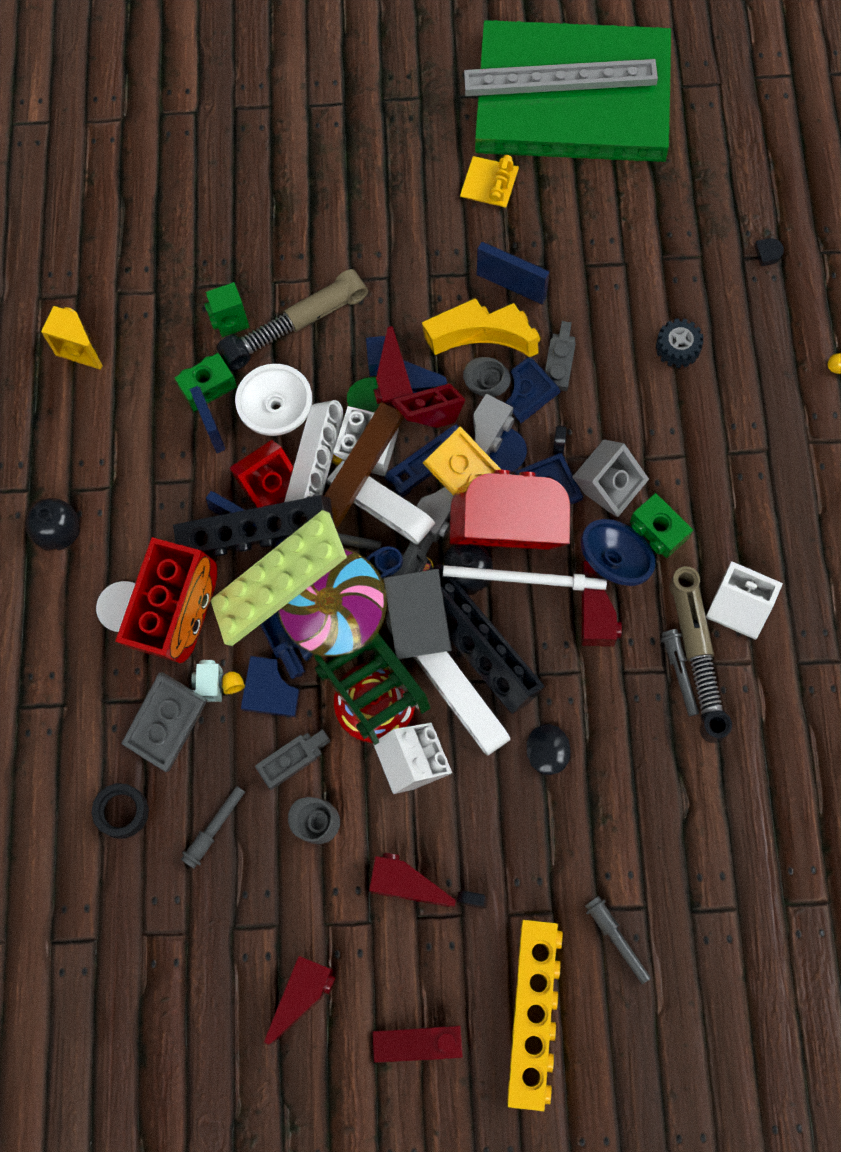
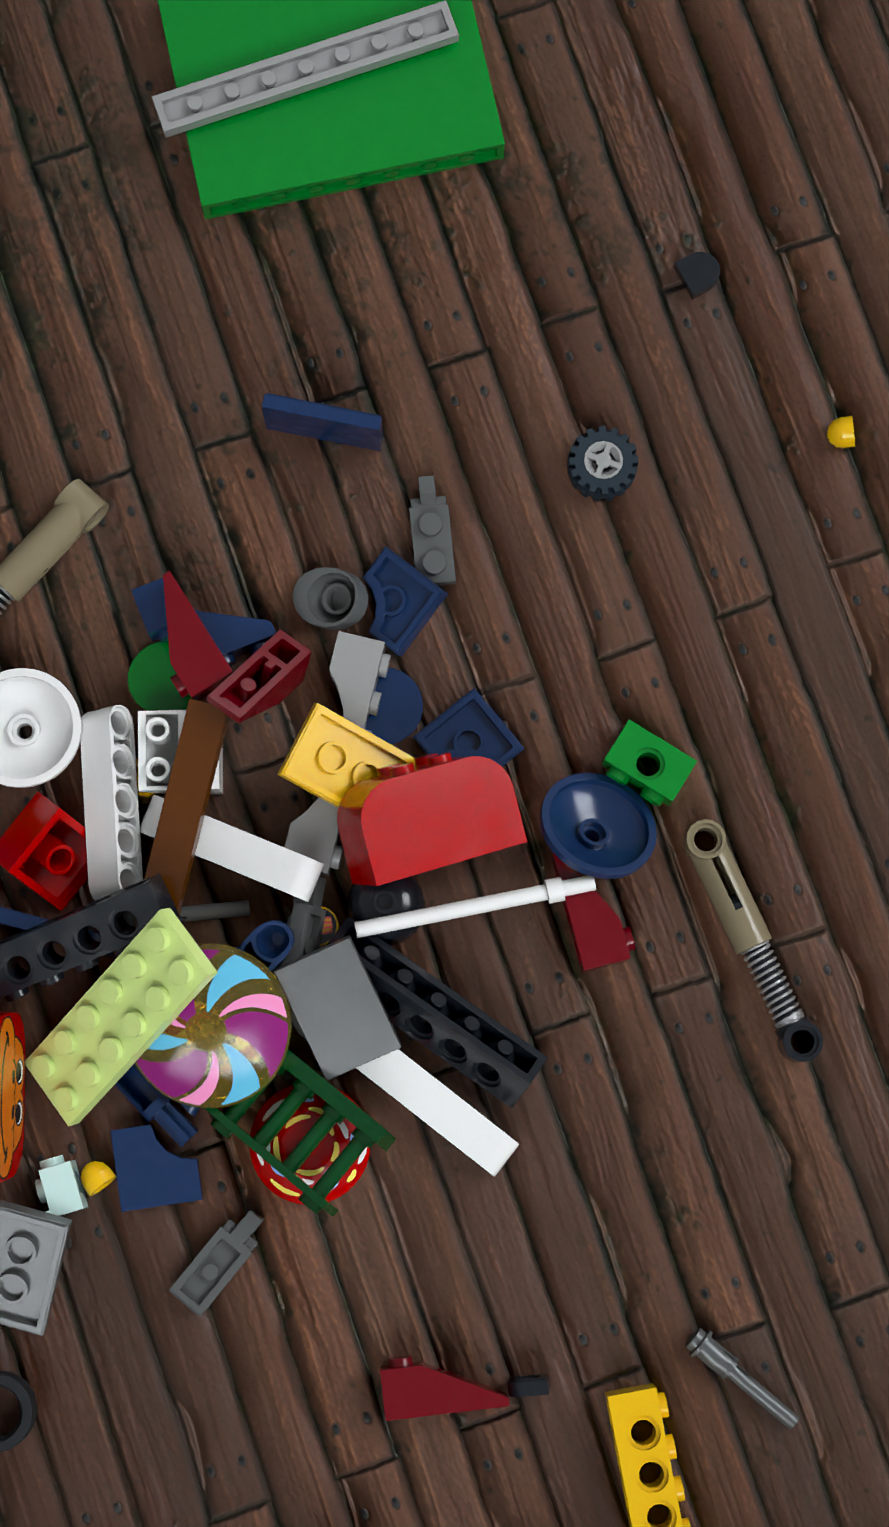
camera: 25 degrees left, 10 degrees up
(204, 839) = (130, 1414): dark grey pin -> none
(313, 820) = (276, 1341): dark grey hat -> none
(412, 757) = (389, 1211): white slope -> none
(414, 466) = (268, 760): dark blue plate -> none
(473, 324) = (287, 519): yellow arch -> none
(490, 180) = (242, 265): yellow hinge -> none
(548, 749) = (576, 1141): black hat -> none
(559, 439) = (466, 668): black tile -> none
(611, 476) = (557, 707): light grey slope -> none
(673, 645) = (712, 937): dark grey pin -> none
(744, 600) = (794, 846): white slope -> none

